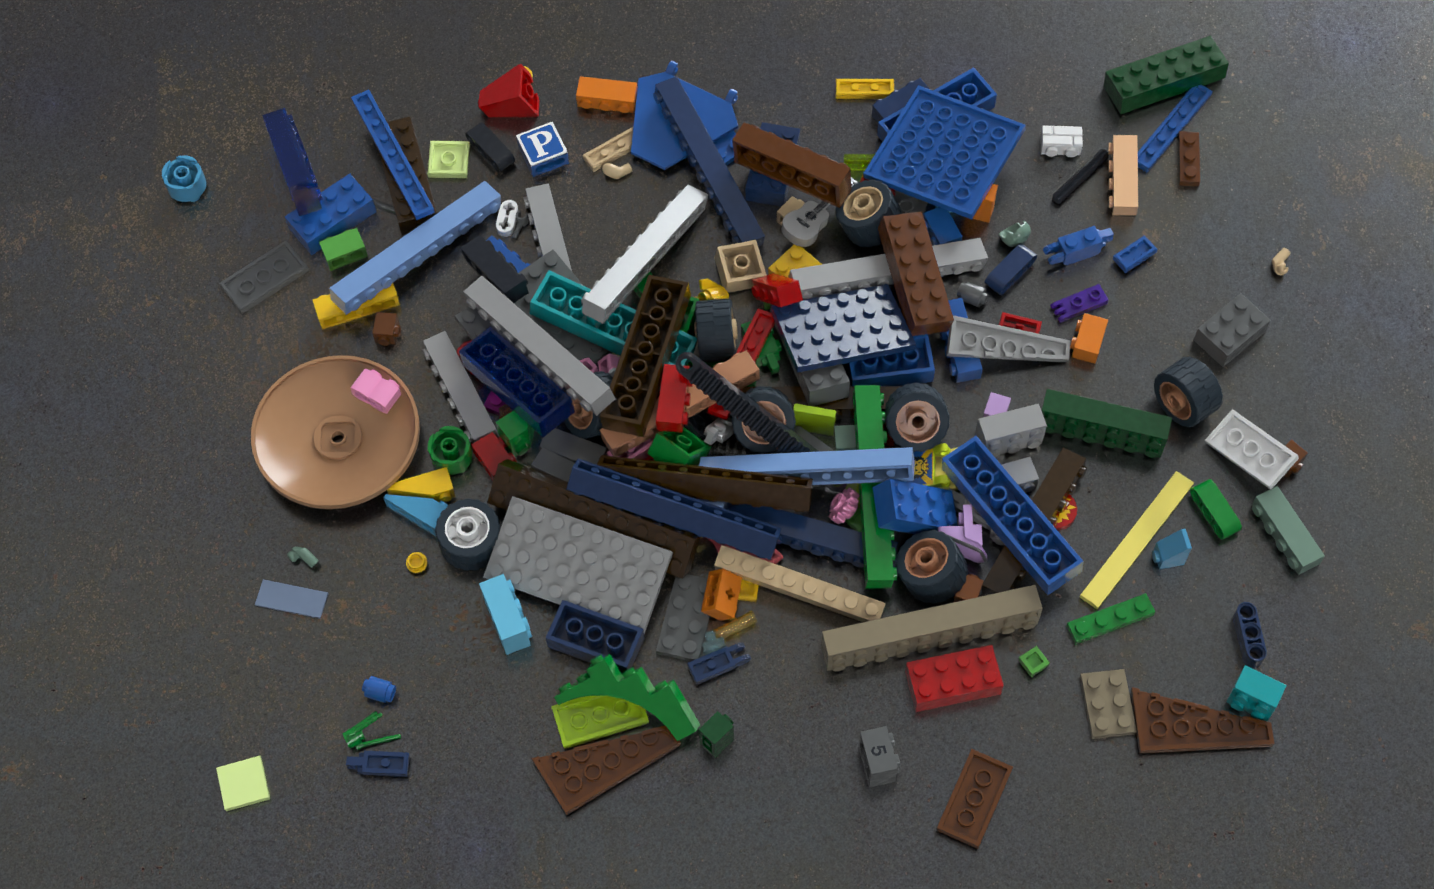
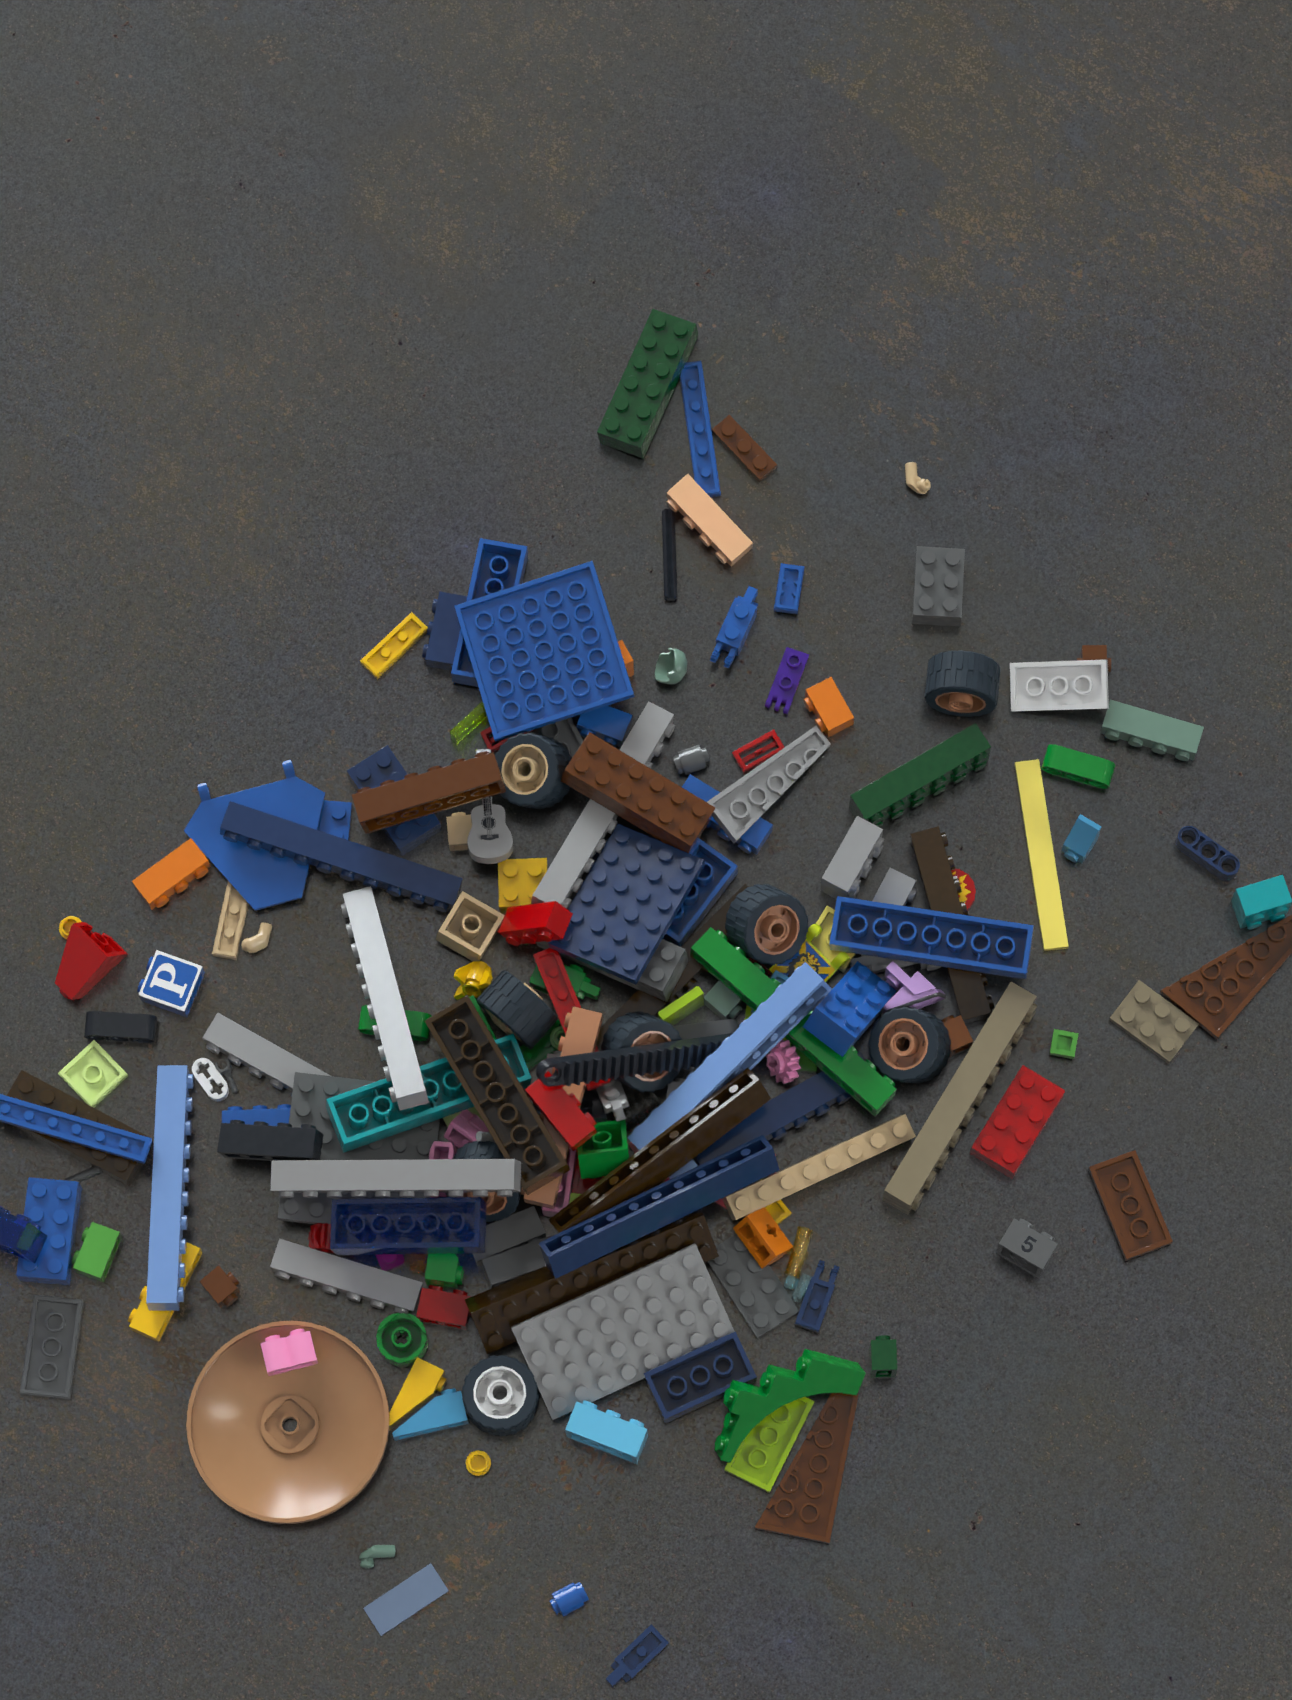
camera: 45 degrees left, 10 degrees up
(355, 735) = (592, 1655): green plant -> none
(996, 404) = (817, 850): lavender brick -> none
(1010, 269) = (700, 704): dark blue beam -> none
(1061, 140) = (621, 536): white brick -> none
(1110, 618) = (1086, 946): green plate -> none

